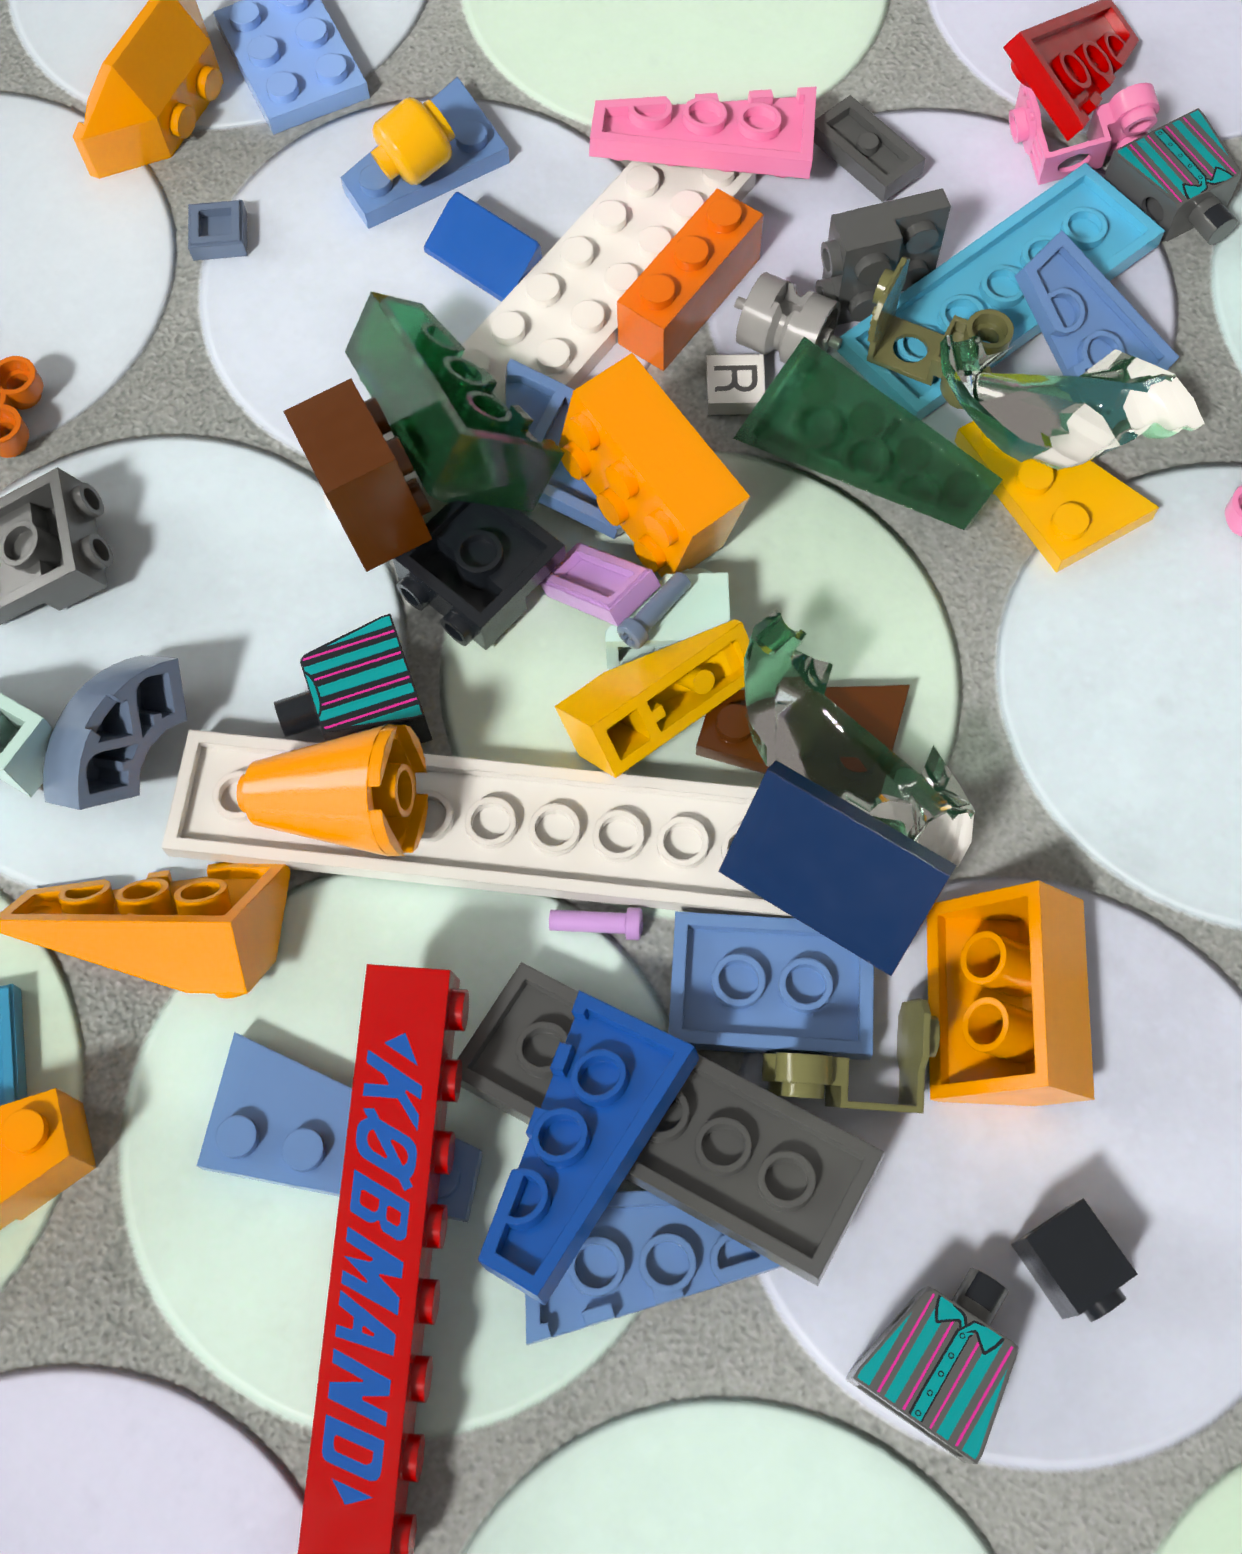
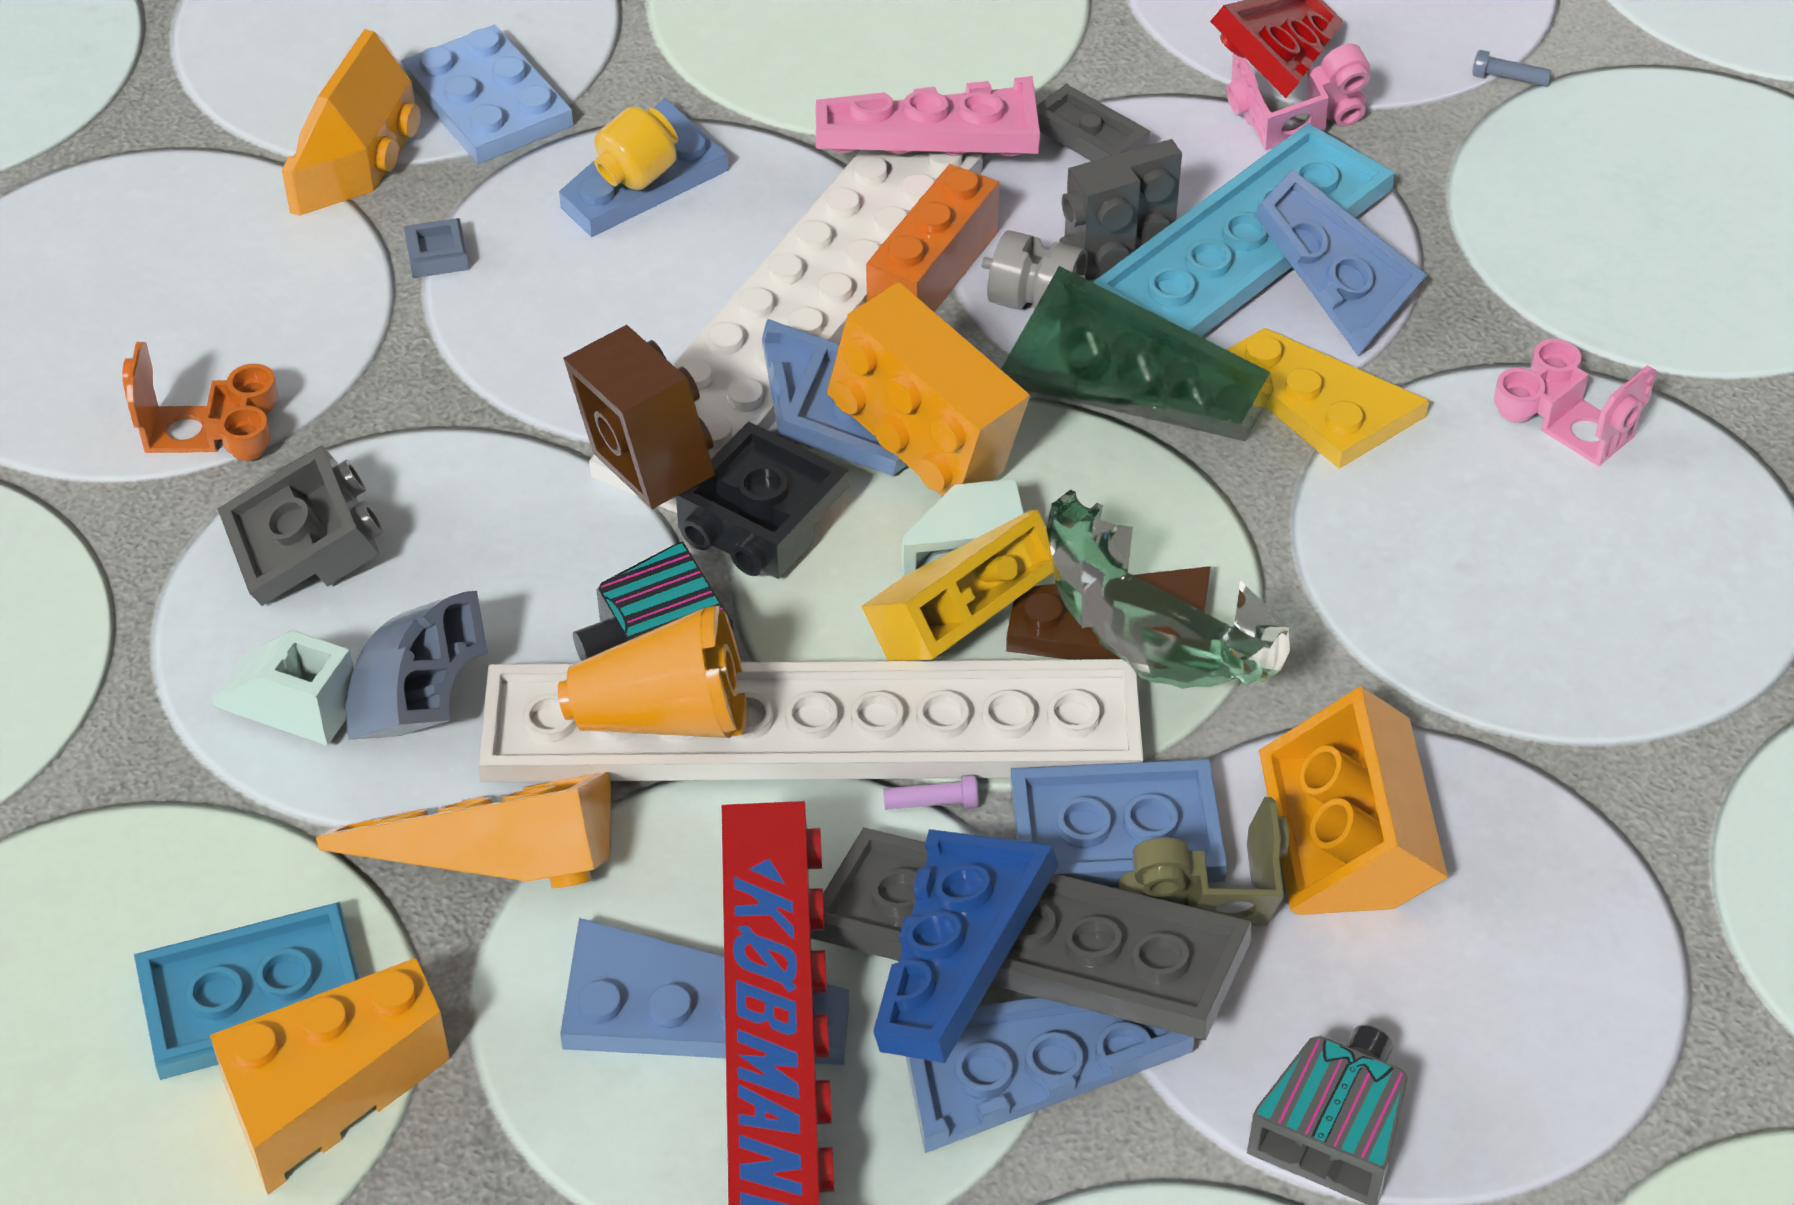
camera: 10 degrees left, 20 degrees down
(446, 411) = (737, 373): clear green wedge -> none
(482, 247) = (715, 238): blue slope -> none
(600, 583) = (886, 503): lavender tile -> none
(635, 631) = (933, 528): sand blue piece -> none
(734, 383) = (992, 331): white tile -> none
(835, 867) = (1163, 696): dark blue tile -> none
(888, 329) = (1214, 284): olive piece -> none
(1067, 416) = (1323, 329): clear green animal -> none
(1076, 1263) = (1452, 1014): black brick -> none
(1179, 177) = (1402, 128): dark grey torso -> none

